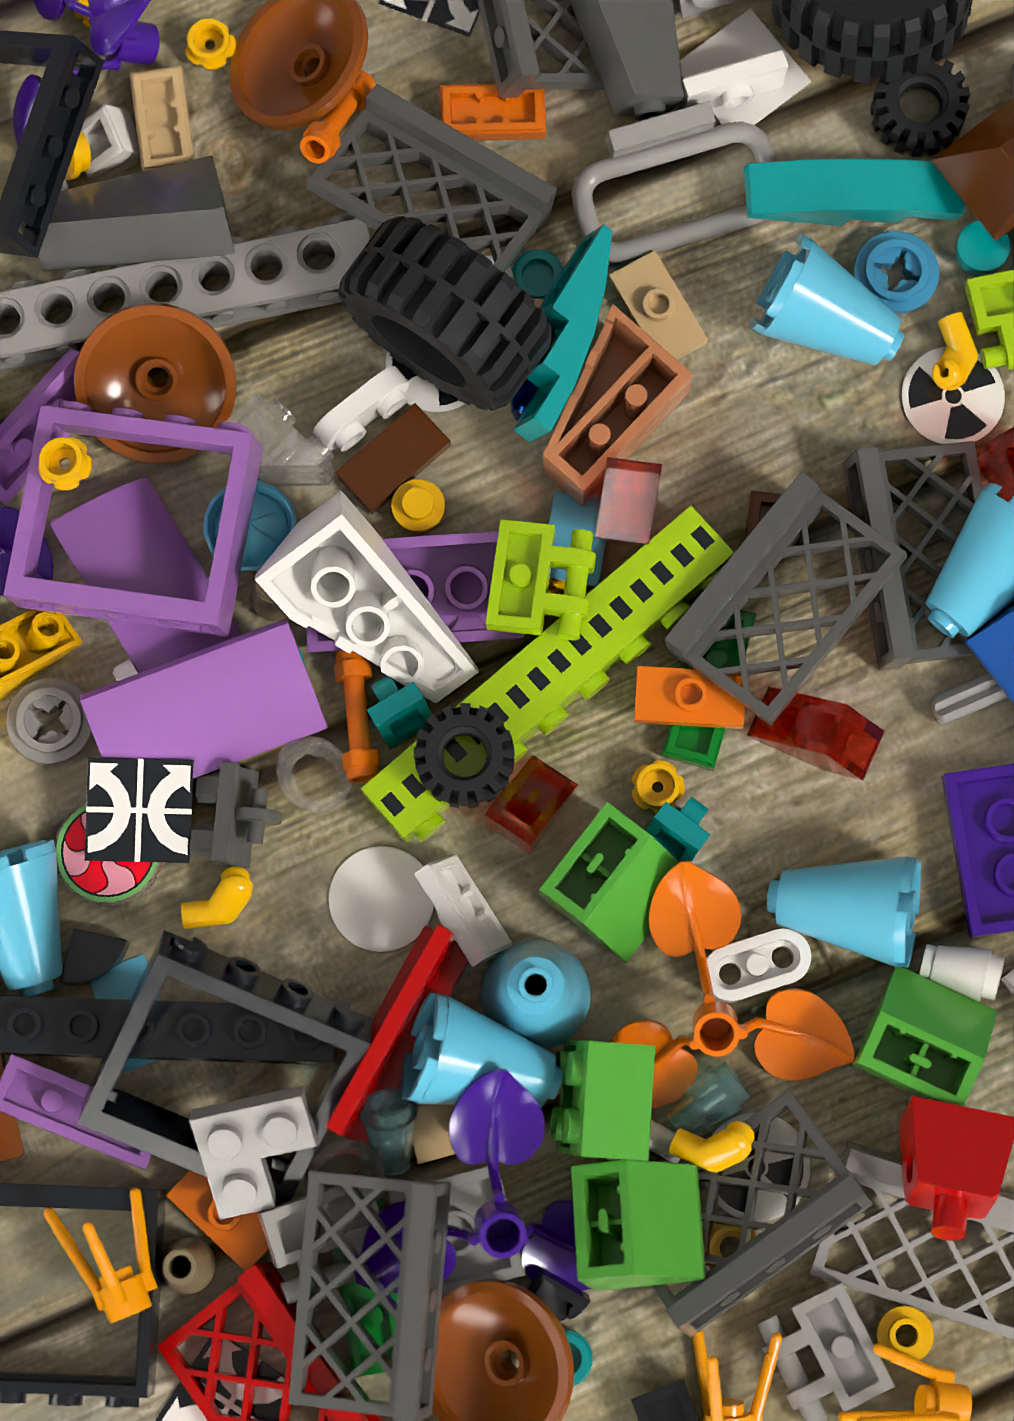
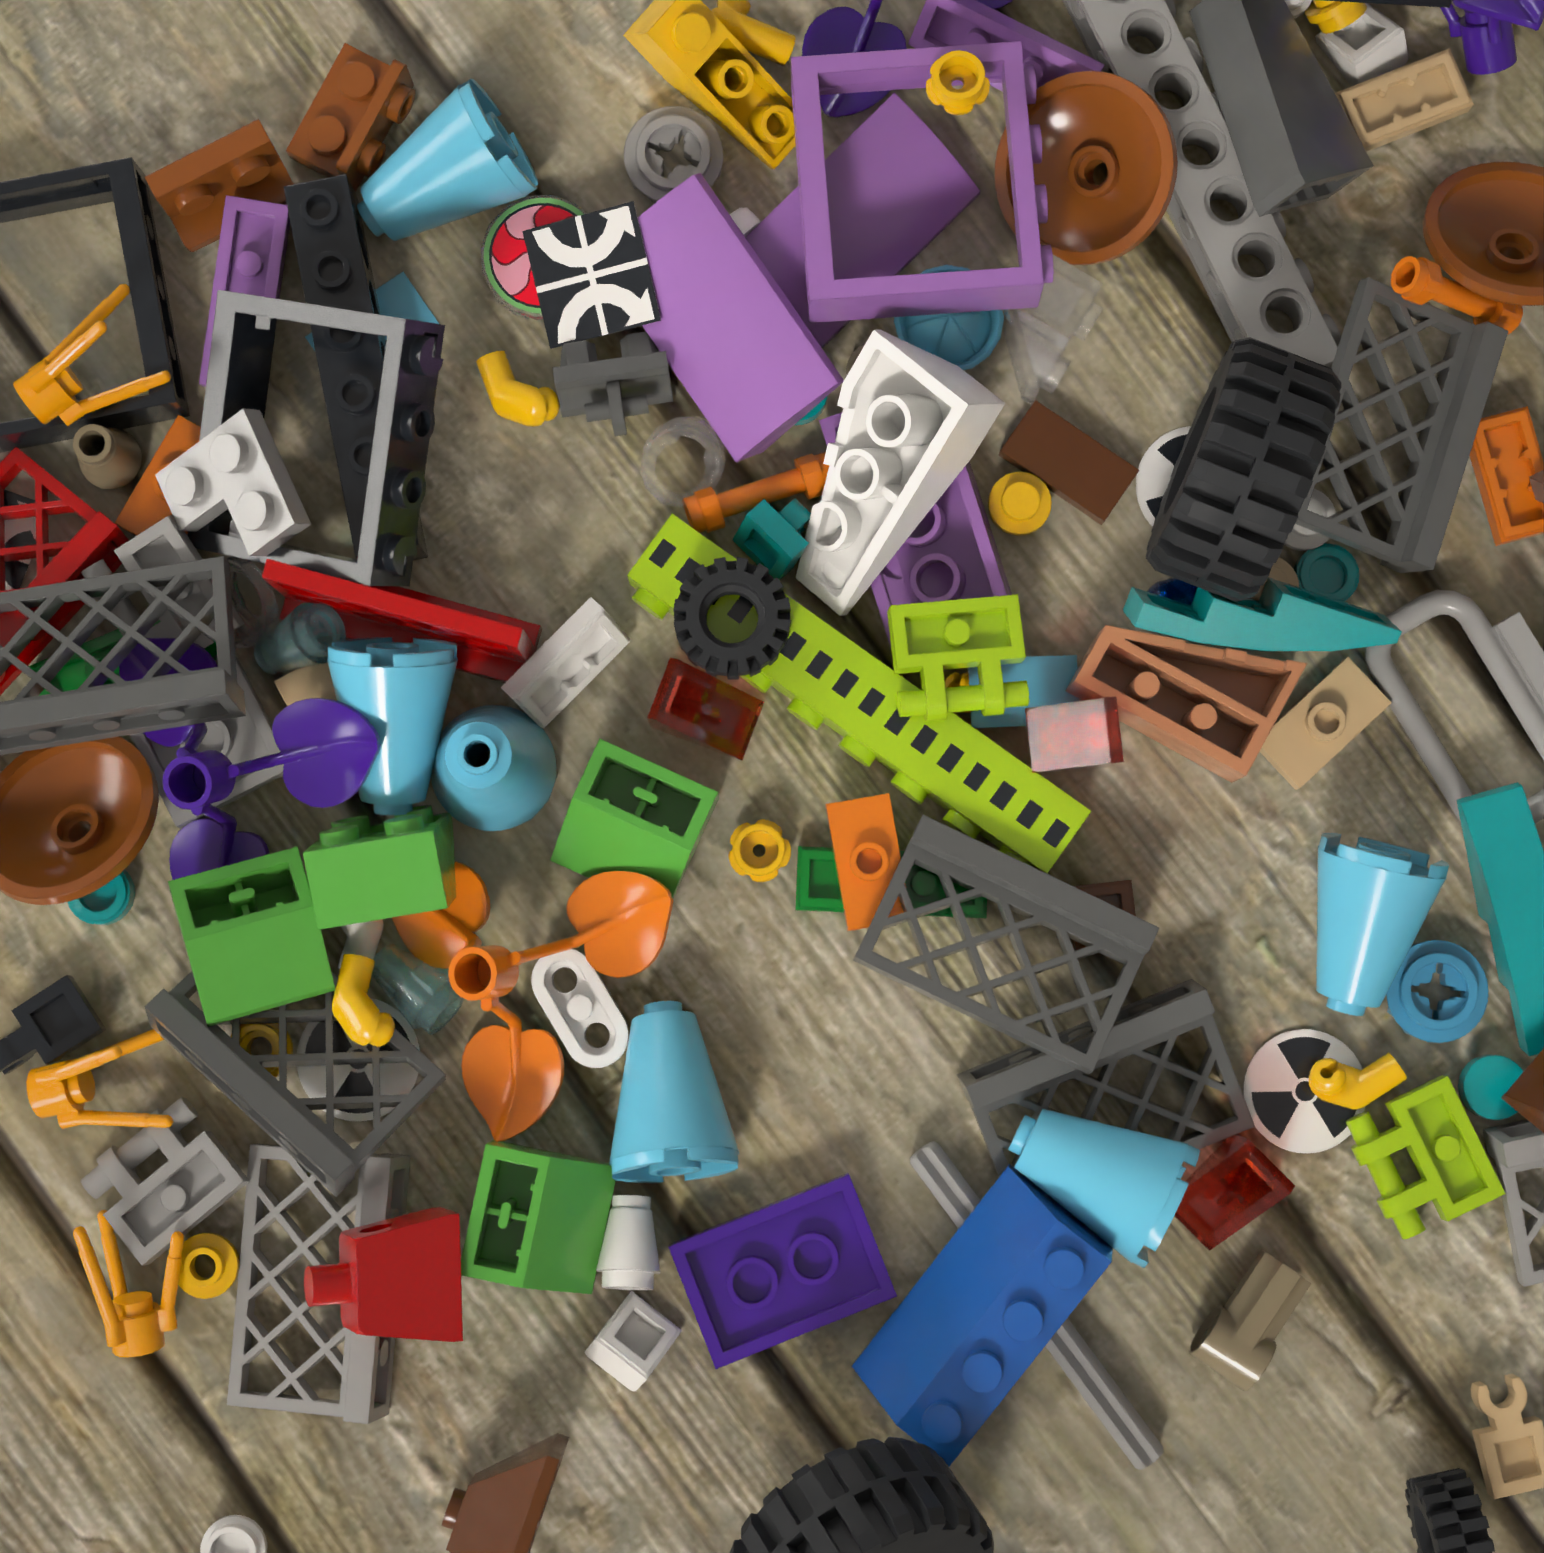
camera: 70 degrees right, 5 degrees up
(91, 957) = (421, 268): black tile -> none
(209, 31) = (1521, 121): yellow plate -> none
(347, 421) = (1136, 427): white plate -> none
(379, 899) = (560, 565): white sticker -> none
(559, 1295) = (161, 861): black tile -> none
(680, 830) = (709, 884): teal tile -> none
(820, 734) = (861, 1023): clear red slope -> none

